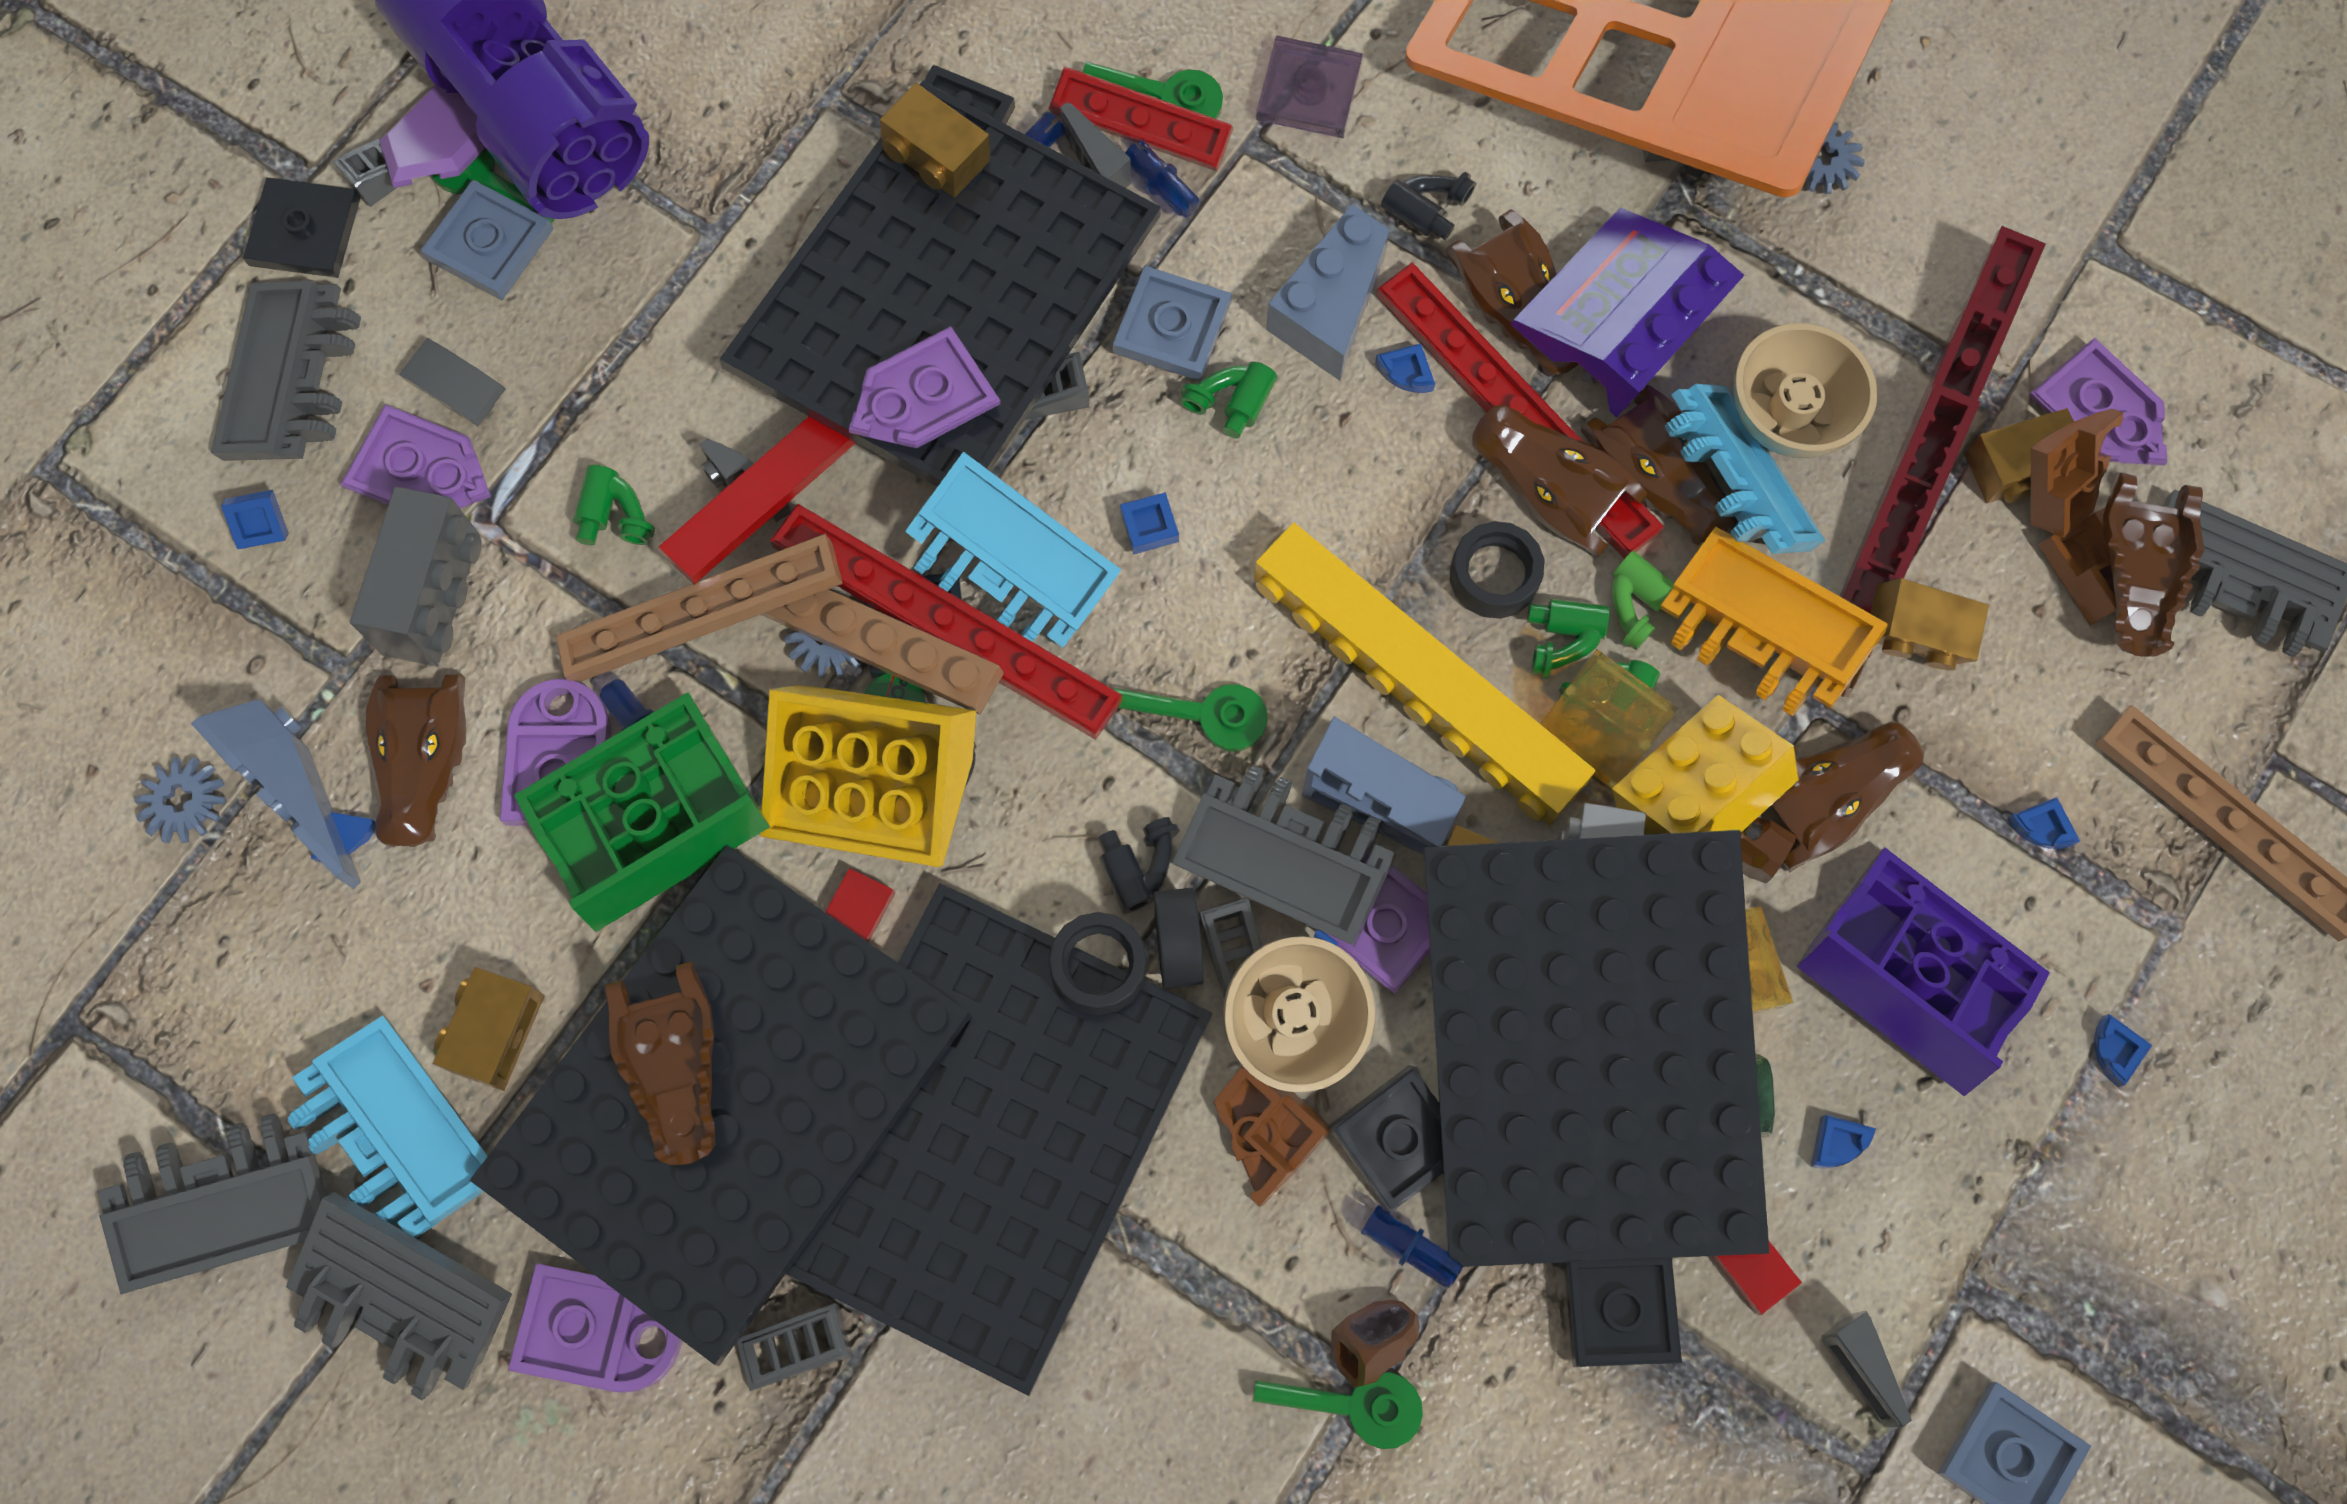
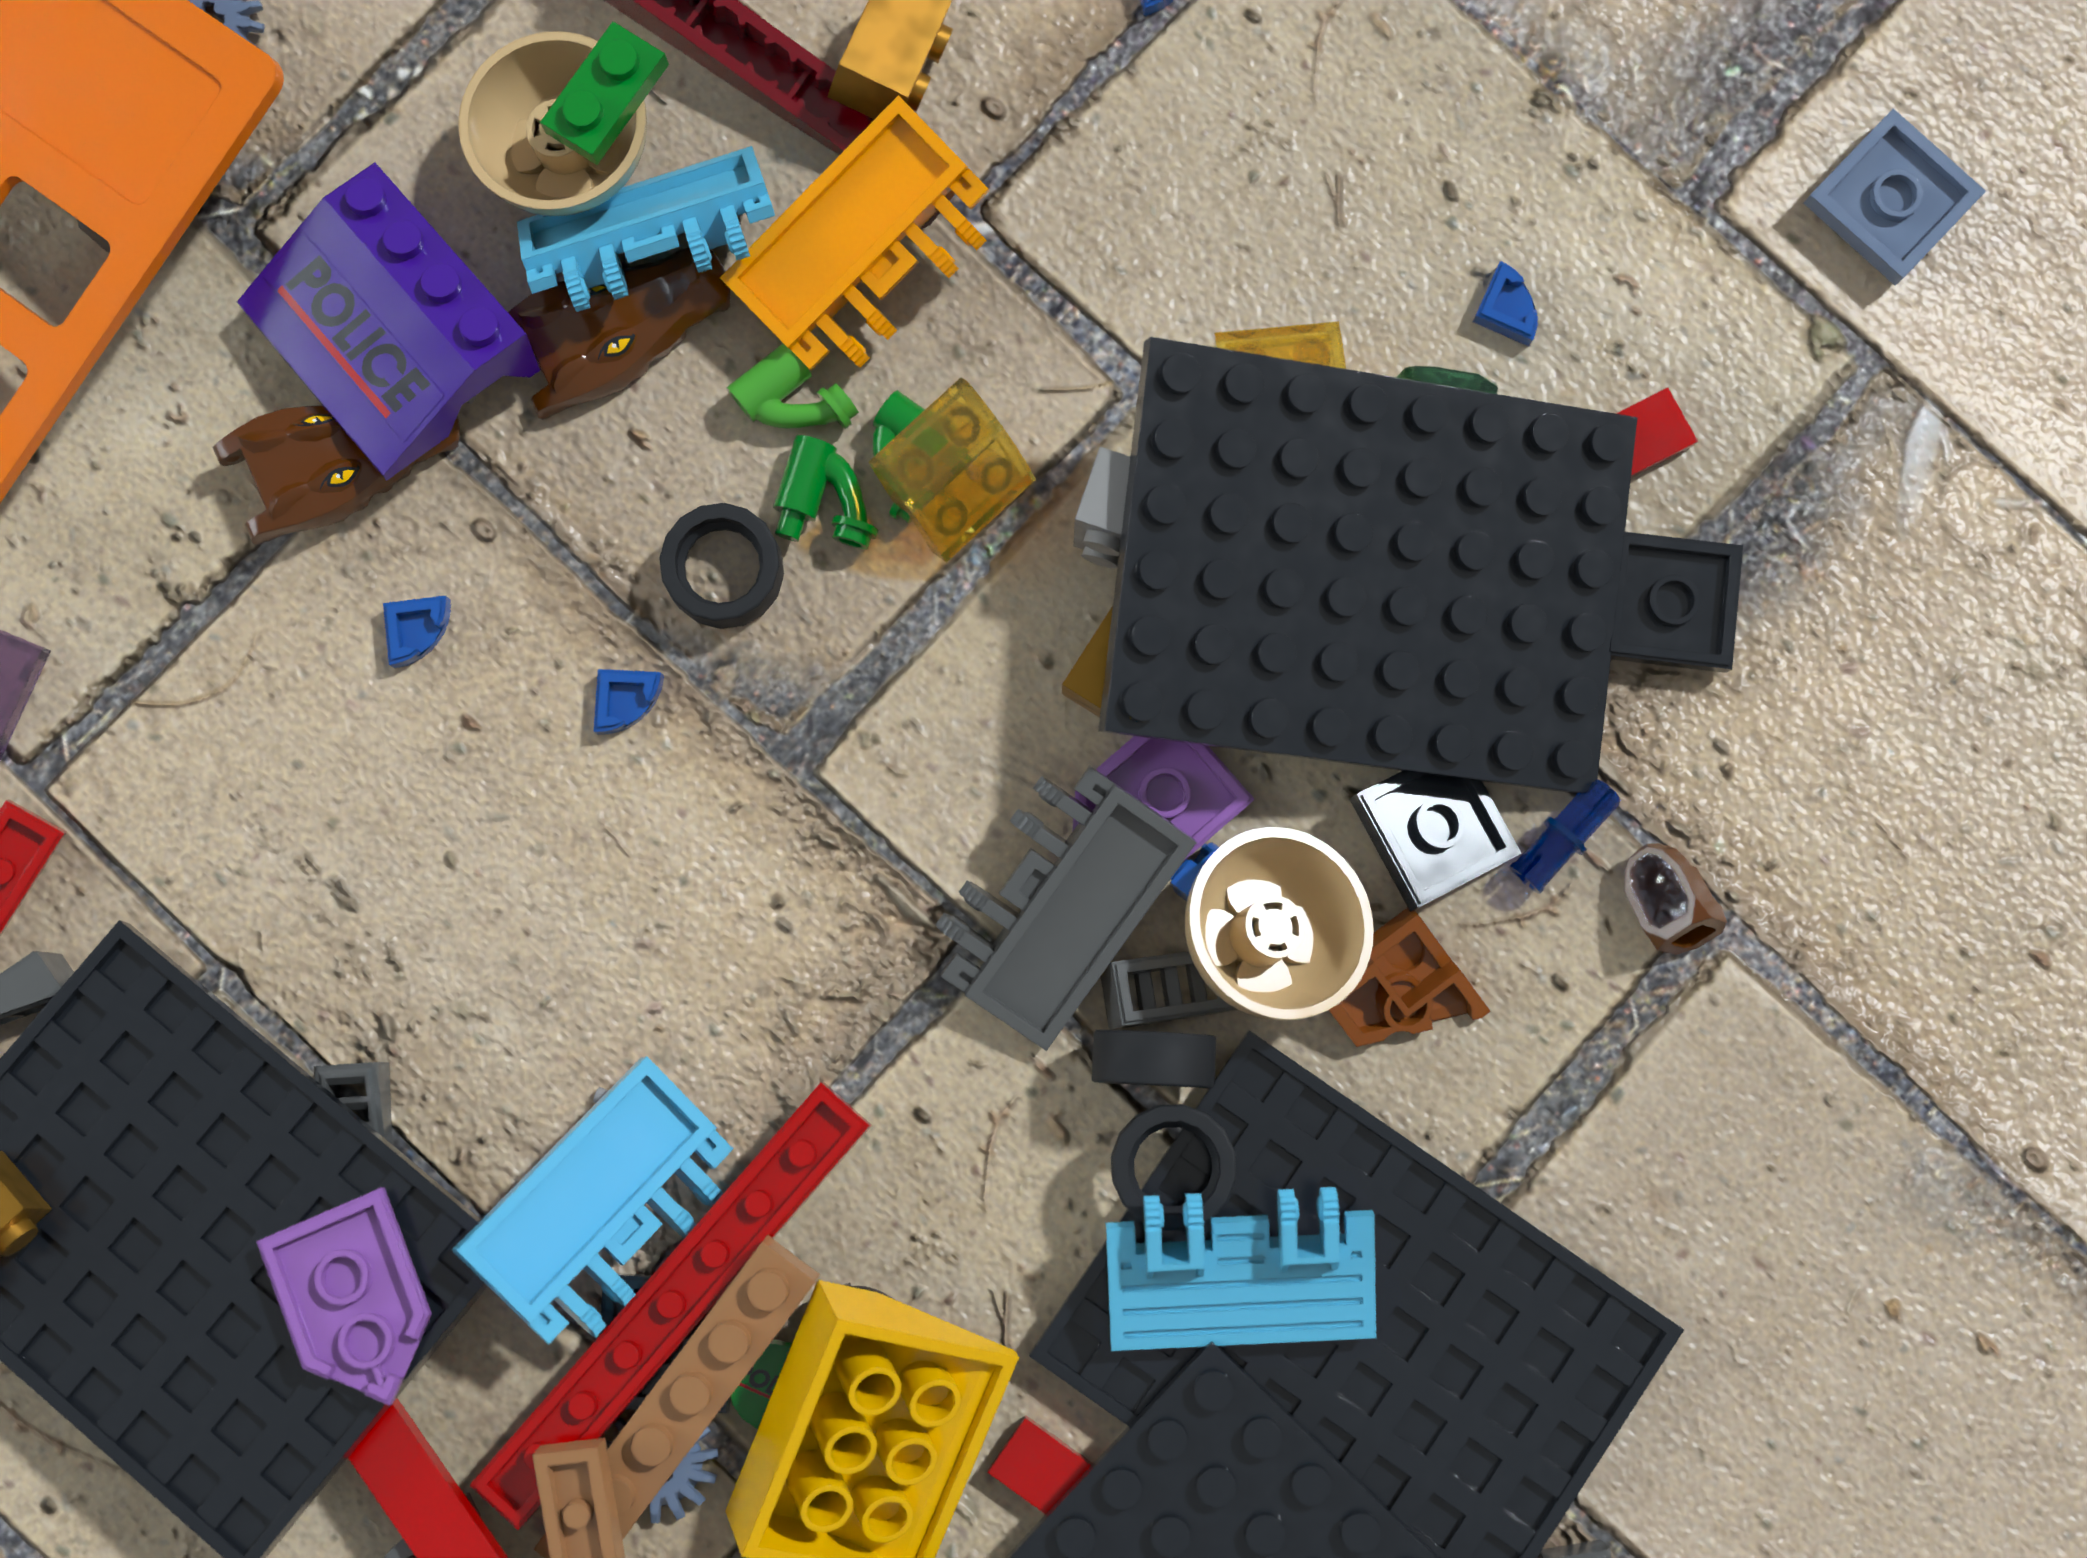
camera: 80 degrees left, 10 degrees up
(1017, 1026) = (1242, 1280): none -> medium azure hinge
(1129, 884) = (1048, 1113): black plant -> none
(1149, 523) = (577, 1007): blue plate -> none
(1162, 179) = (68, 911): clear blue axle -> none
(1172, 323) = (290, 931): sand blue plate -> none
(1229, 716) = (861, 945): green piece -> none
(1252, 390) = (409, 838): green plant -> none
(1329, 292) = (288, 711): sand blue wedge -> none
(1380, 1413) = (1756, 910): green piece -> none
(1381, 784) = (998, 764): sand blue wedge -> none
(1384, 519) = (623, 698): none -> blue tile
(1408, 204) = (187, 569): black plant -> none
(1422, 675) = (845, 691): yellow brick -> none
(1495, 382) = (495, 496): red tile -> none
(1559, 478) = (611, 459): reddish brown animal -> none
(1710, 774) = (1053, 362): yellow brick -> none
(1764, 849) = (1134, 314): reddish brown rock -> none
(1835, 417) = (604, 93): none -> green plate
(1844, 788) = (1080, 212): reddish brown animal -> none
(1864, 1361) = (1759, 338): dark grey slope -> none
(1924, 972) = (1321, 159): dark purple piece -> none

